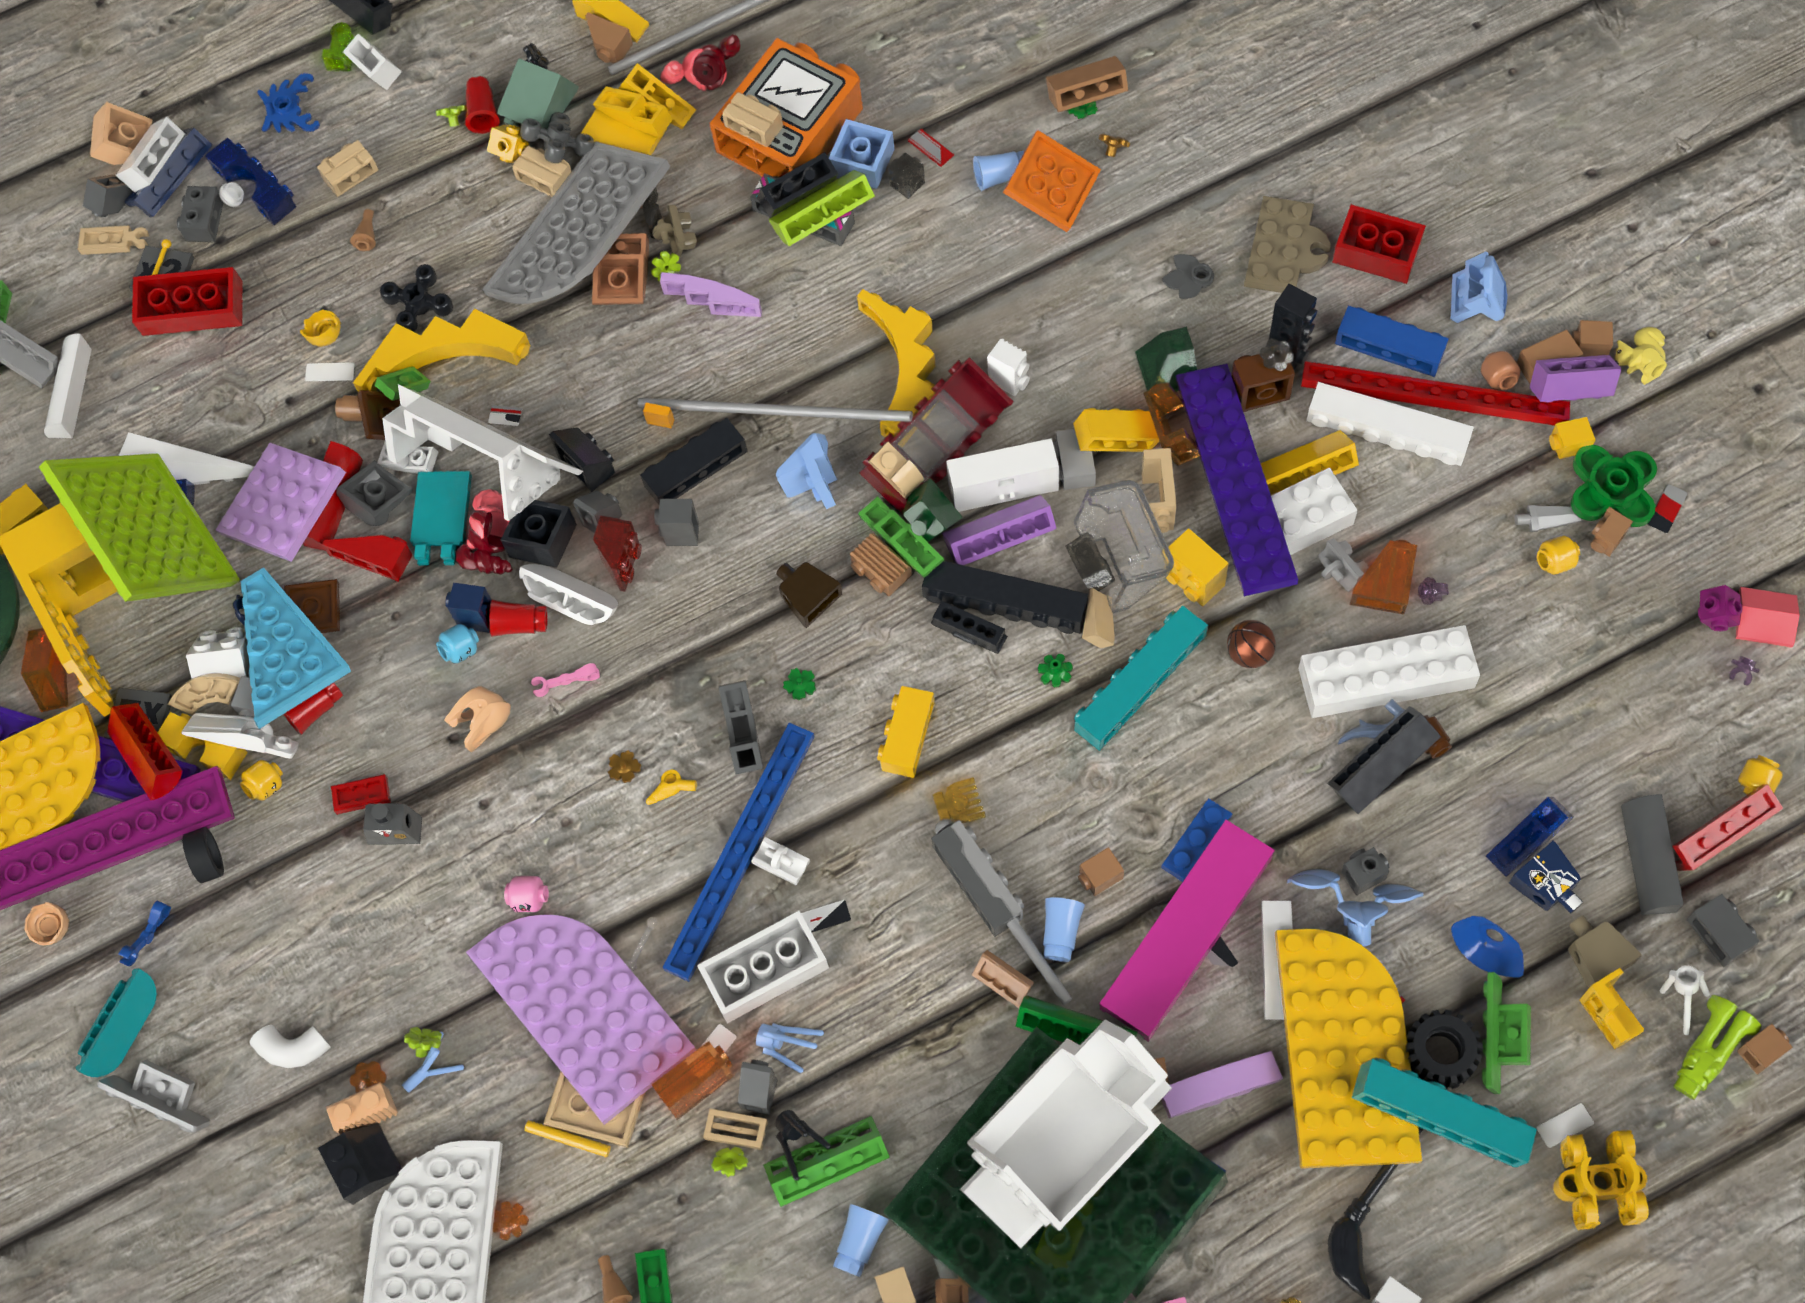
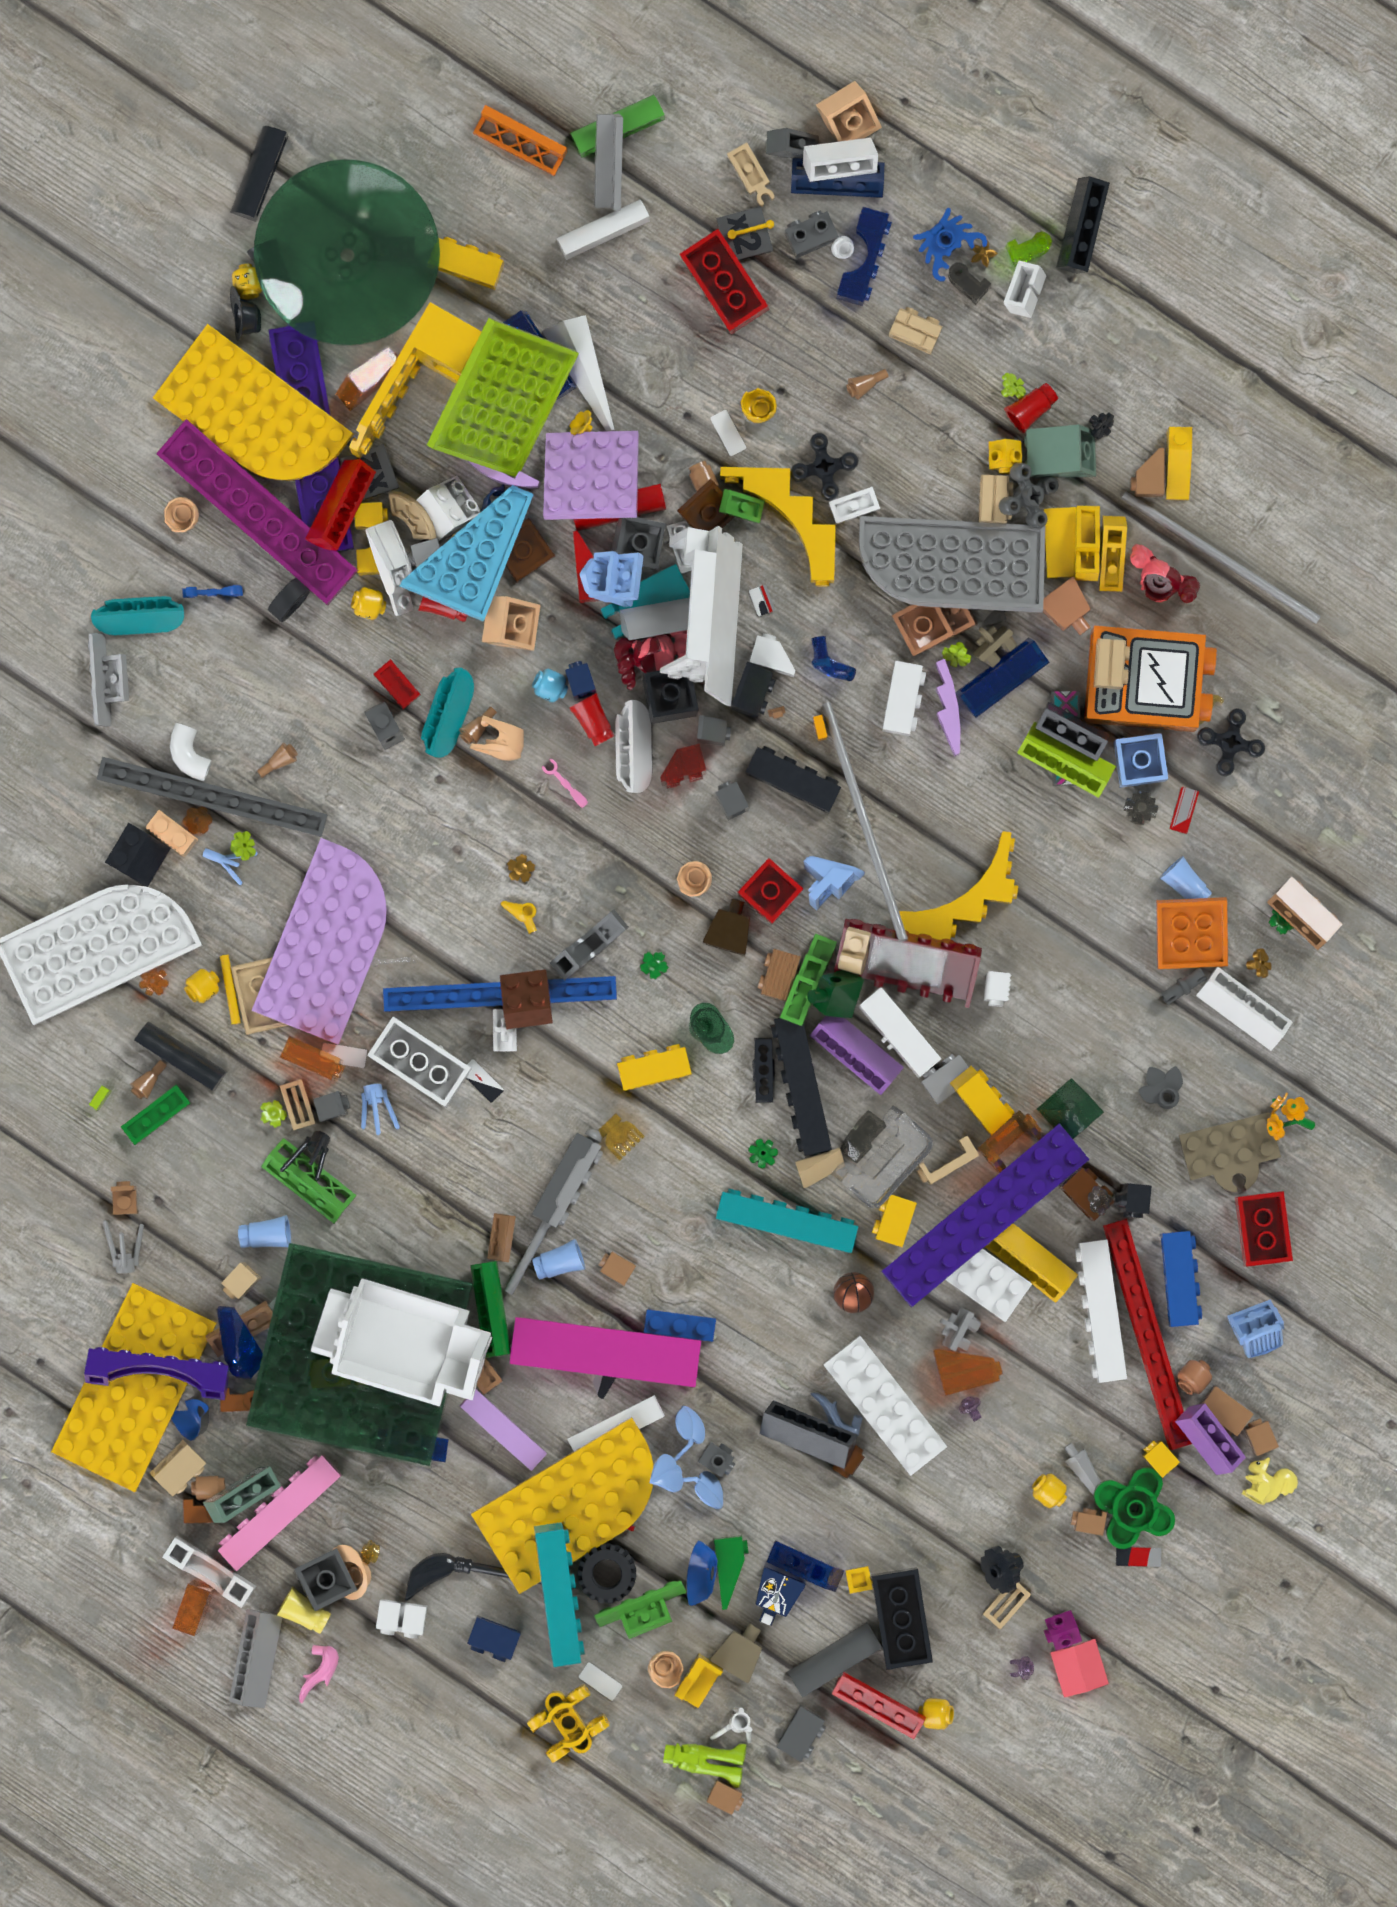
camera: 55 degrees right, 20 degrees up
(215, 598) = (522, 480): none -> lavender slope
(227, 492) = (581, 423): none -> yellow plant
(320, 88) = (983, 254): none -> pearl gold plant
(335, 108) = (967, 283): none -> clear smoke leg
(350, 1049) = (212, 796): none -> dark grey plate
(358, 949) = (283, 756): none -> medium nougat cone
(373, 651) = (511, 623): none -> light nougat slope
(389, 520) = (613, 577): none -> light blue piece
(420, 756) = (447, 713): none -> teal brick
(453, 740) = (473, 730): none -> medium nougat cone
(460, 497) = (655, 619): none -> light grey brick
(469, 290) = (854, 505): none -> white plate
(526, 893) = (385, 855): bright pink head -> none
(544, 1165) = (202, 985): none -> yellow head
(563, 418) = (771, 655): none -> white slope
(601, 381) = (826, 664): none -> clear blue arm
(607, 1234) = (180, 1056): none -> black brick
(620, 449) = (776, 712): none -> medium nougat piece
(677, 330) = (903, 698): none -> white brick
(682, 155) = (1067, 607): none -> nougat torso
(712, 236) = (1002, 678): none -> clear blue brick
(735, 598) = (694, 878): none -> light nougat hair
(759, 814) = (526, 999): none -> copper brick
(790, 531) = (770, 891): none -> red brick
(890, 78) = (1228, 753): none -> black gear
(896, 656) = (711, 1028): none -> clear green piece
(1099, 215) = (1183, 986): none -> dark grey pin
(1150, 174) = (1244, 1008): none -> white brick
(1280, 183) = (1294, 1111): none -> light orange plant
(1461, 1218) = (493, 1638): none -> dark blue piece
(1487, 903) = (730, 1558): none -> green slope
(1570, 788) = (858, 1579): none -> yellow plate
(1584, 1041) = (665, 1669): none -> light nougat hair
(1625, 637) = (1001, 1569): none -> black plant
(1636, 760) = (901, 1618): none -> black brick
(1654, 660) = (986, 1613): none -> tan tile

